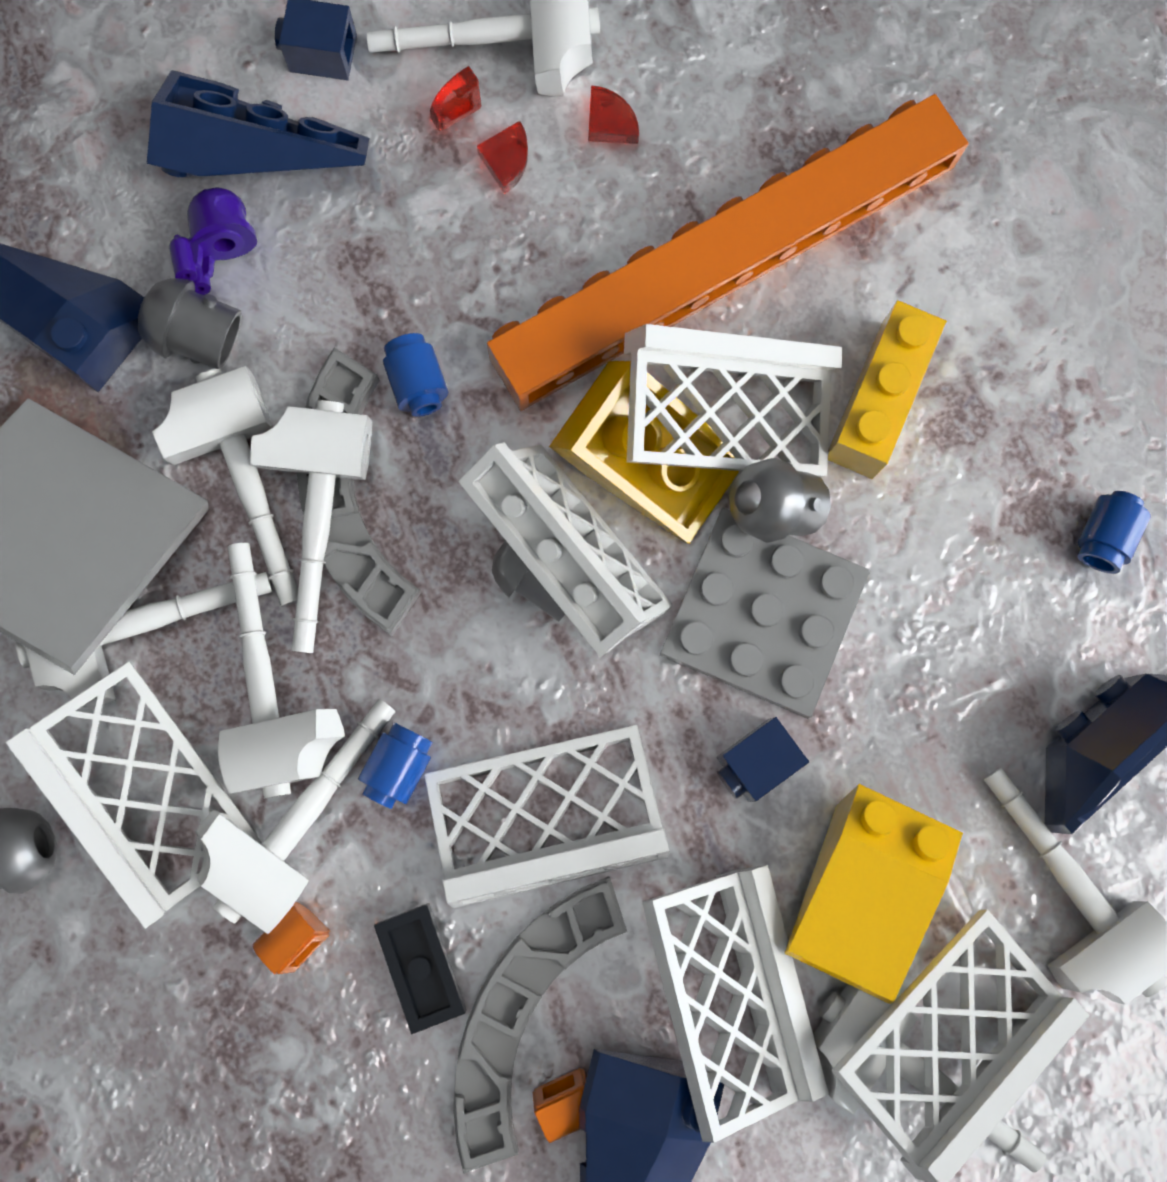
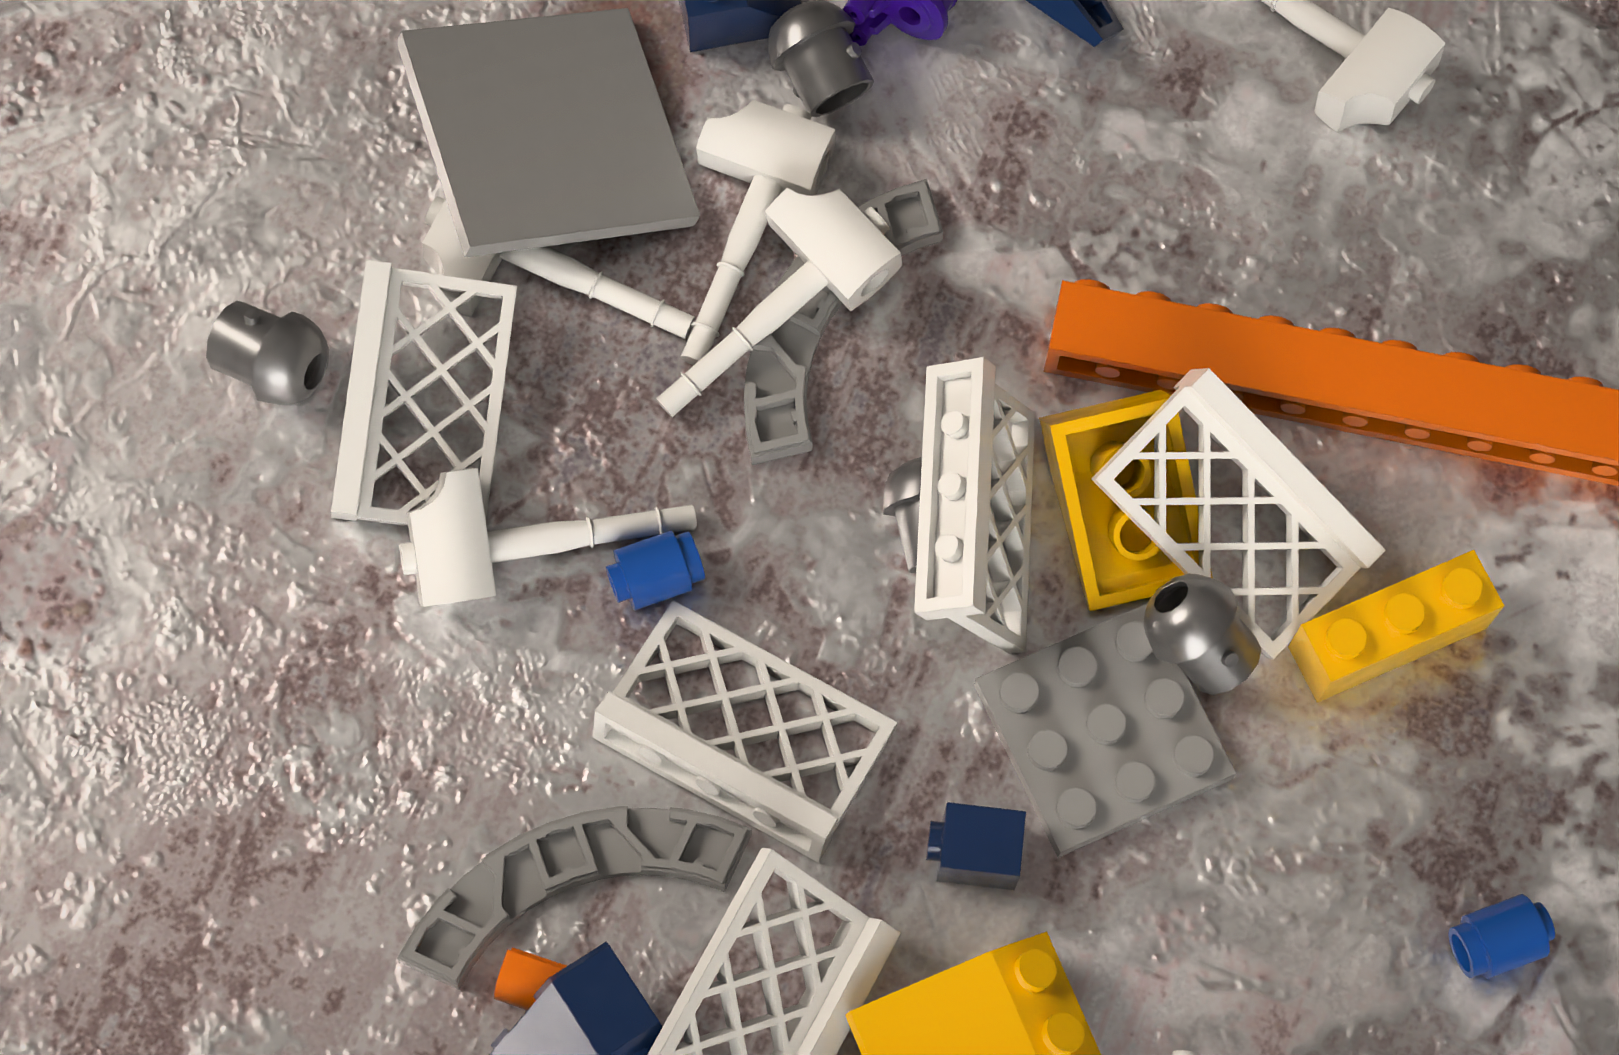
camera: 45 degrees right, 10 degrees down
(272, 748) = (569, 462): white piece -> none
(291, 940) = (435, 636): orange brick -> none
(414, 375) = (975, 259): blue brick -> none
(420, 968) = (519, 755): black plate -> none
(456, 99) = (1230, 57): clear red tile -> none
(506, 156) = (1234, 142): clear red tile -> none
(611, 118) = (1361, 185): clear red tile -> none

